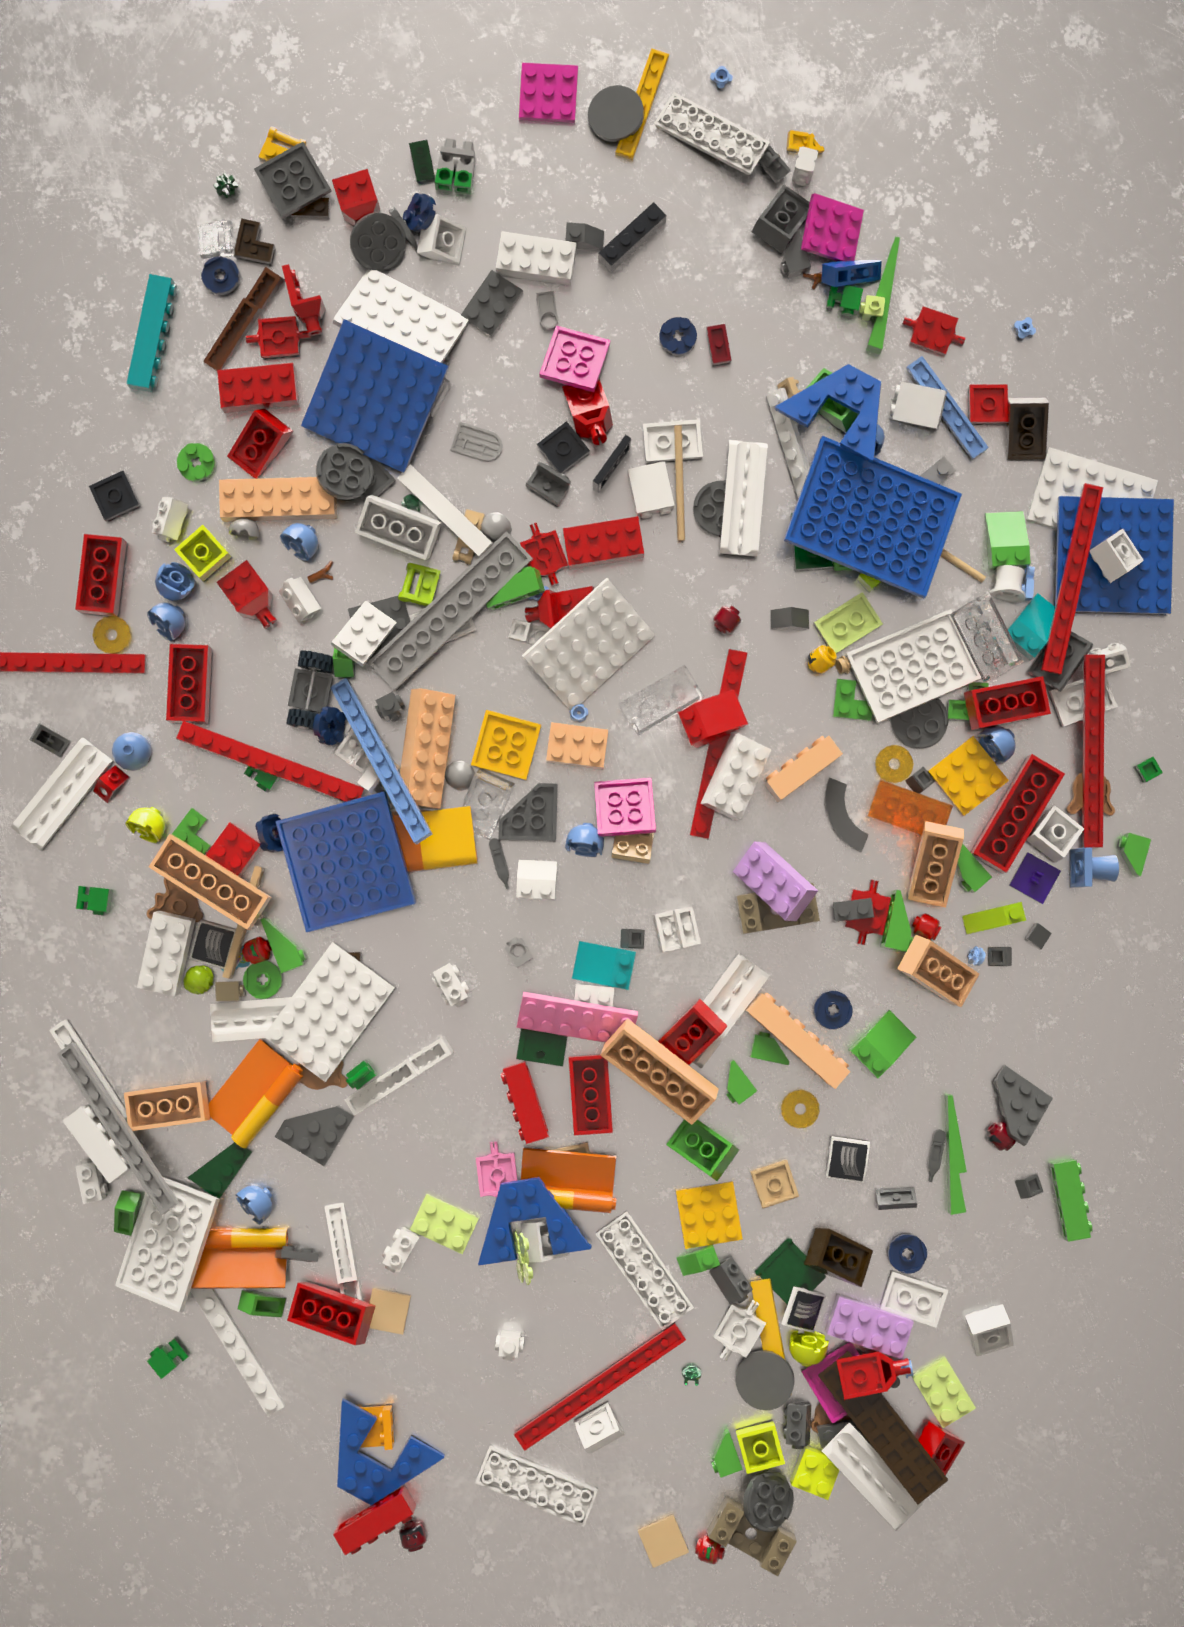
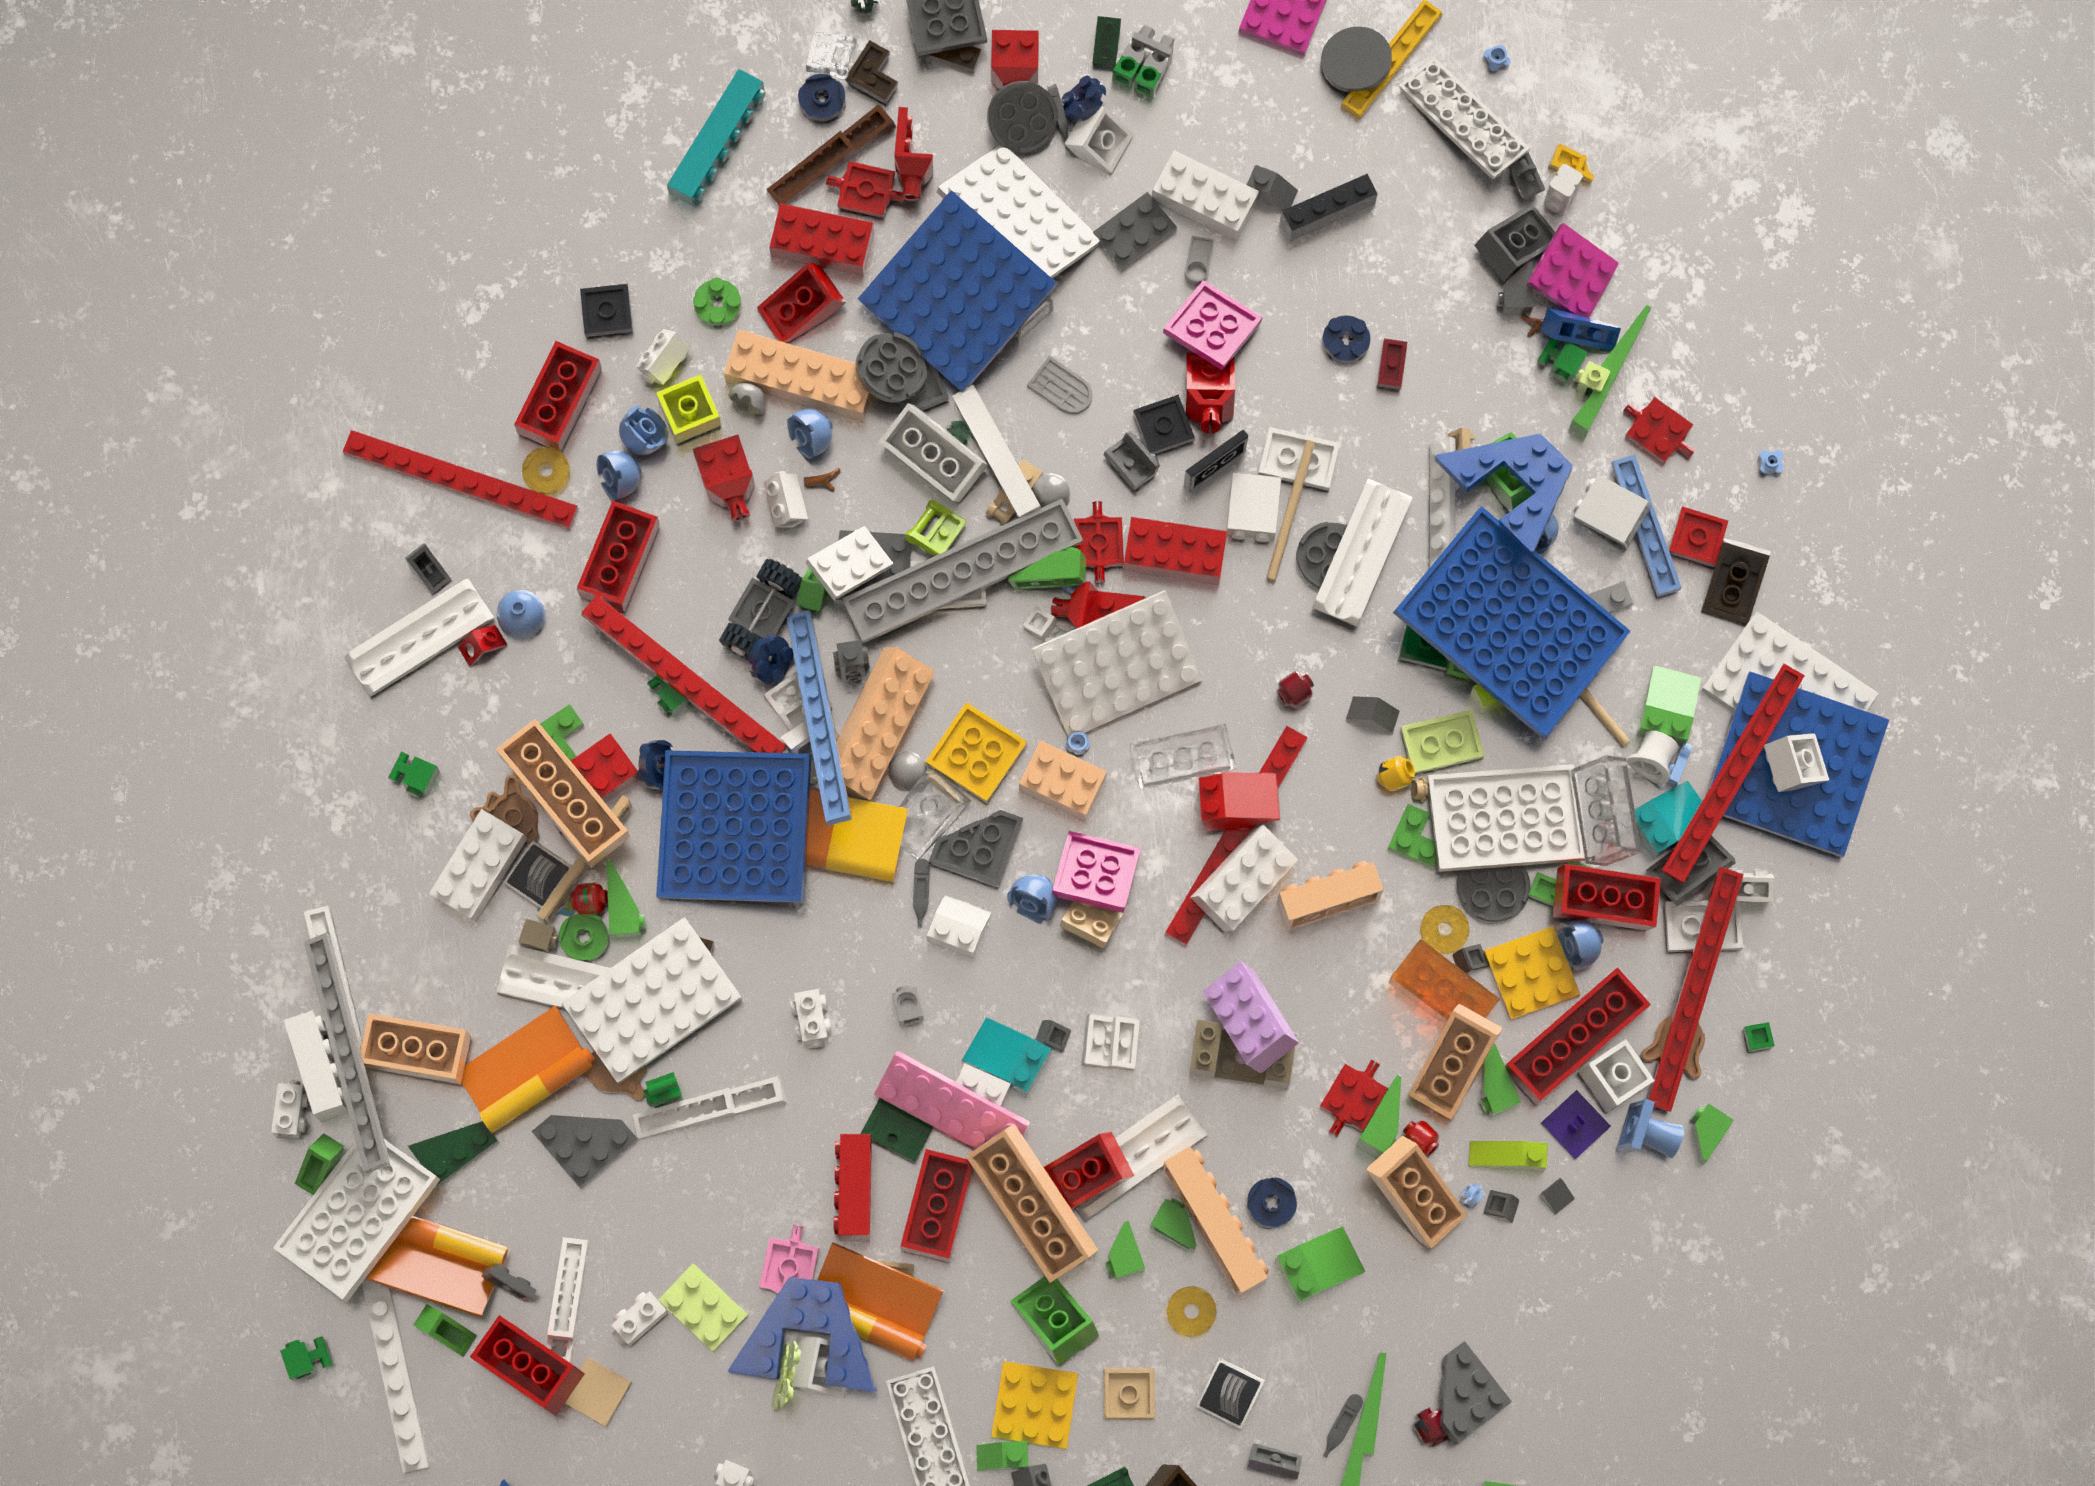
camera: 15 degrees right, 10 degrees down
(147, 823) = (509, 704): neon yellow cylinder -> none
(198, 979) = (505, 911): lime hair -> none
(255, 1202) = (481, 1202): medium blue cylinder -> none
(839, 817) = (1356, 971): dark grey tile -> none
(853, 910) = (1336, 1087): dark grey plate -> none

